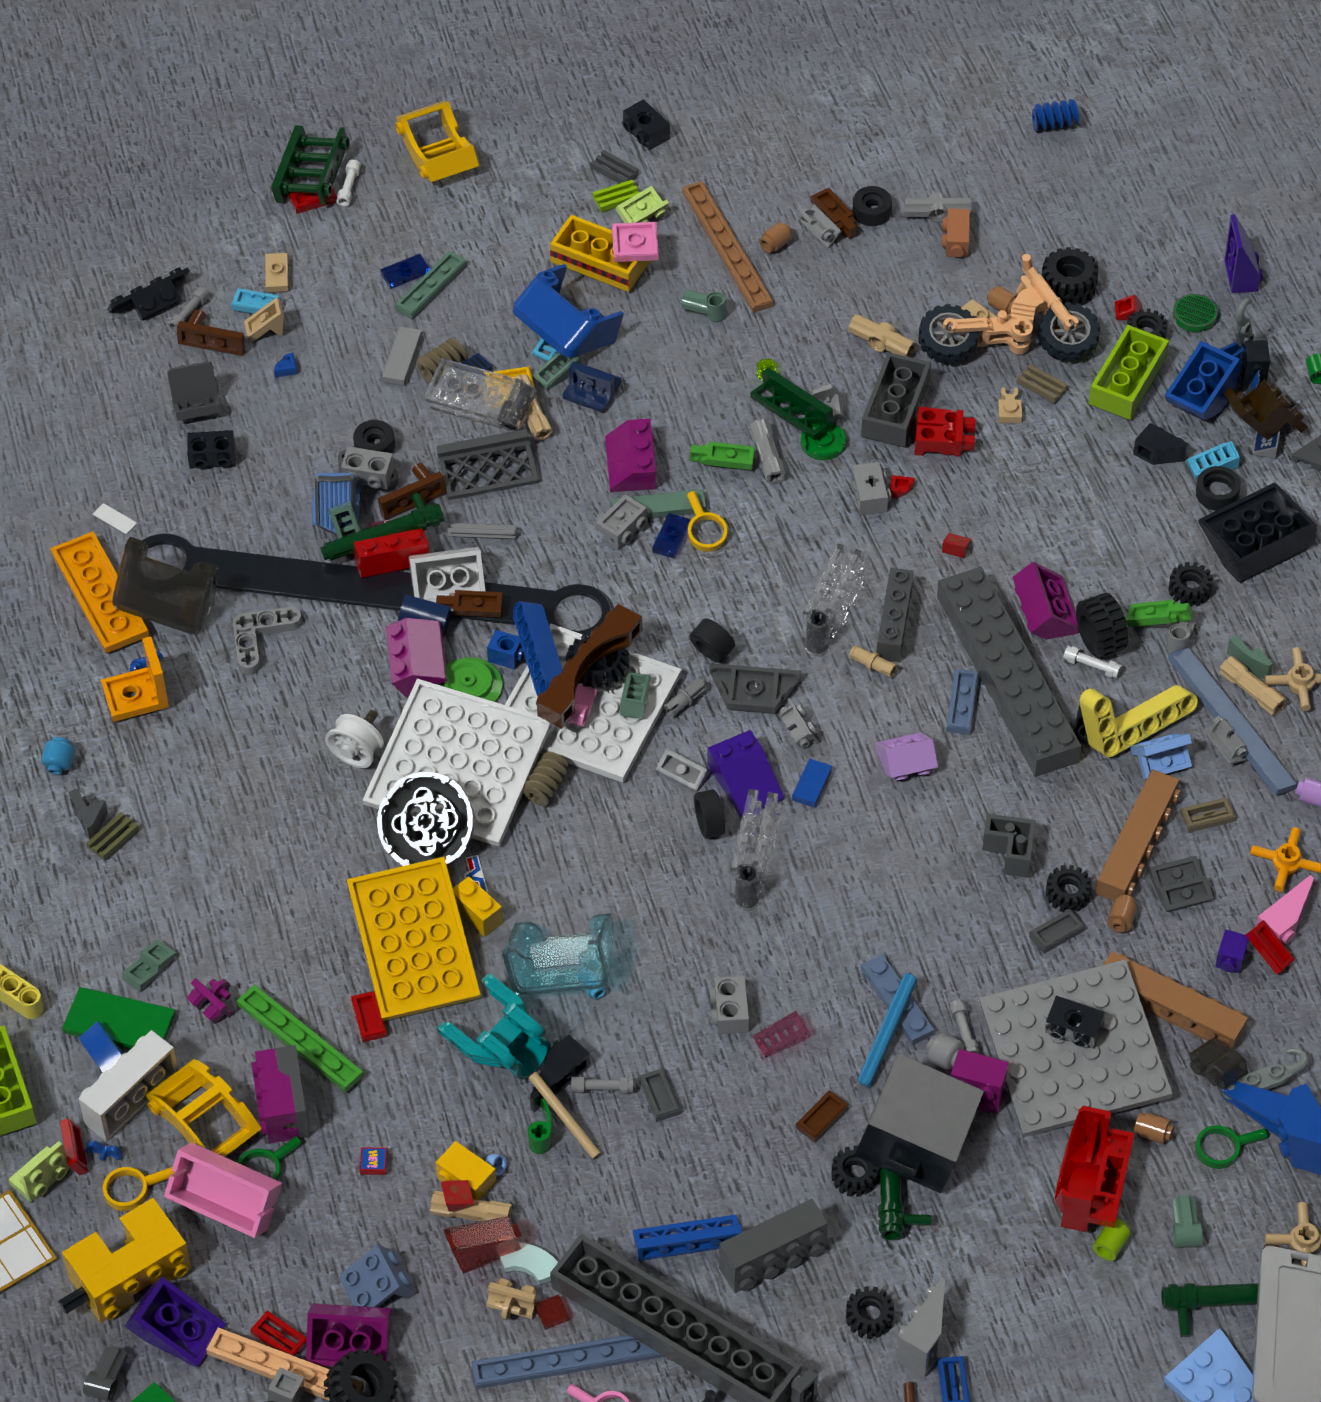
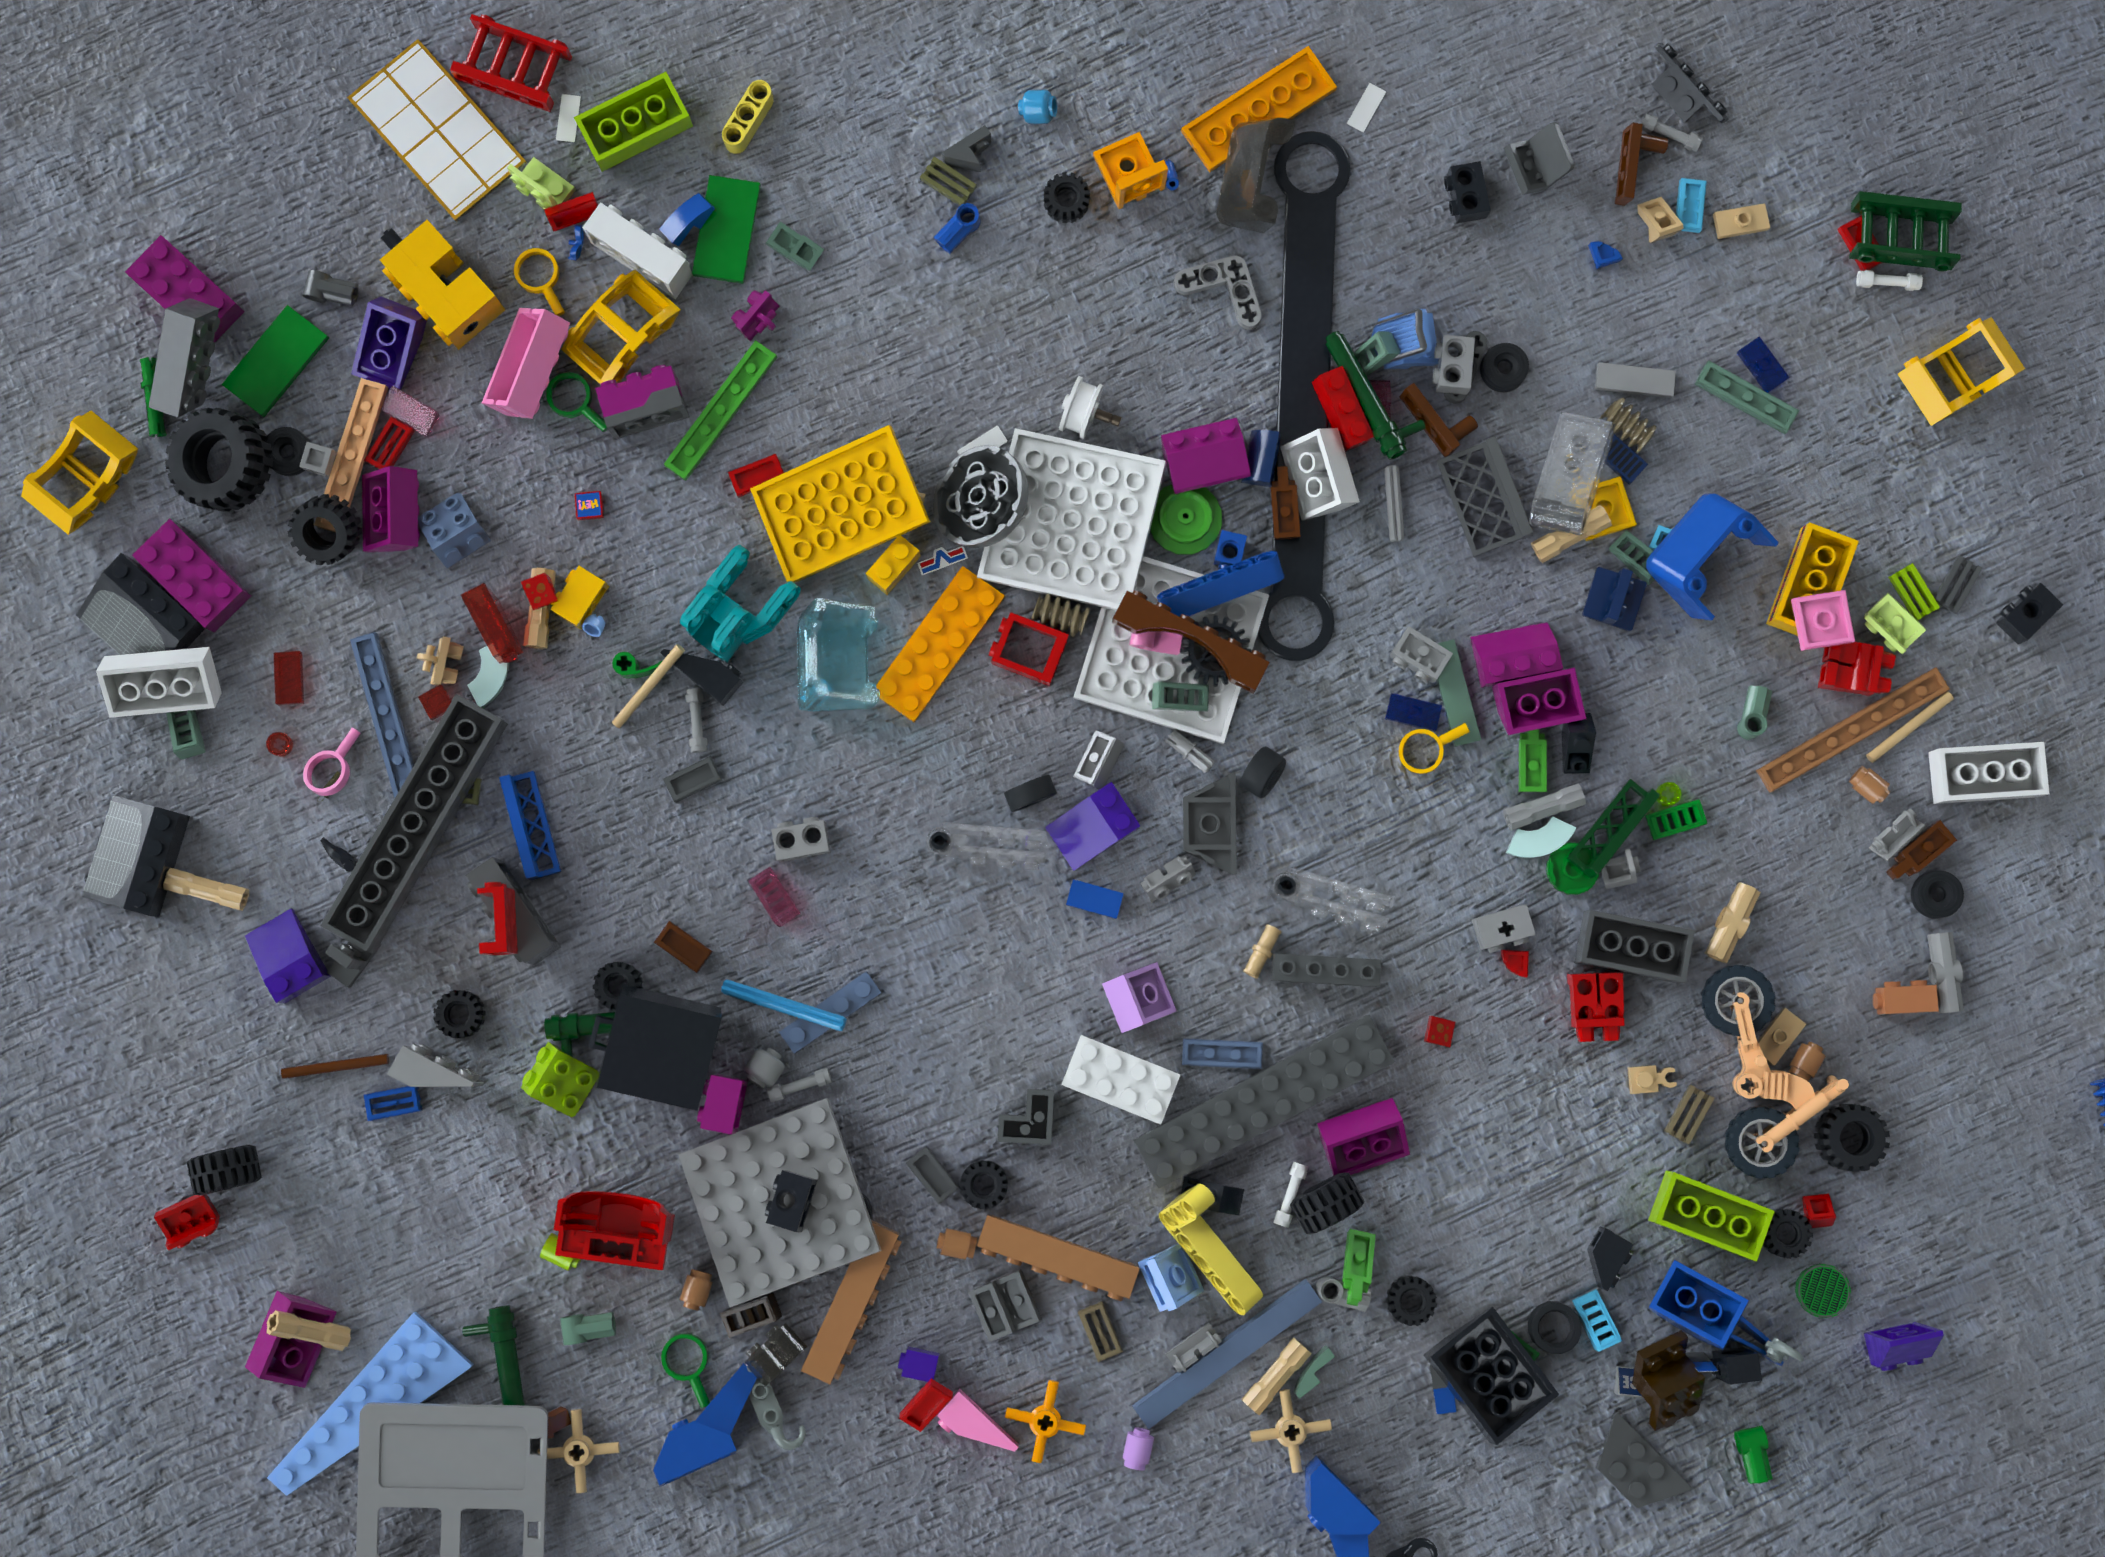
camera: 80 degrees right, 30 degrees up
(146, 732) = (1066, 212): none -> black tyre
(160, 828) = (956, 230): none -> blue piece
(247, 1309) = (410, 411): none -> clear pink slope
(369, 830) = (992, 438): none -> white sticker
(553, 880) = (938, 644): none -> light orange plate
(581, 789) = (1053, 660): none -> red window
(675, 440) = (1539, 701): none -> magenta slope
(677, 235) = (1856, 668): none -> red hips
(714, 421) = (1578, 745): none -> black slope
(732, 213) = (1909, 727): none -> tan bar
(775, 160) = (1988, 772): none -> white brick
(785, 1220) = (504, 920): none -> red panel
(789, 351) = (1697, 812): none -> green slope
(796, 457) = (1541, 841): none -> light aqua tile
(940, 1230) = (559, 1080): none -> lime bracket
(979, 773) = (1120, 1079): none -> white brick
(1183, 1068) = (772, 1308): none -> dark brown slope
(1271, 574) = (1443, 1396): none -> blue sticker

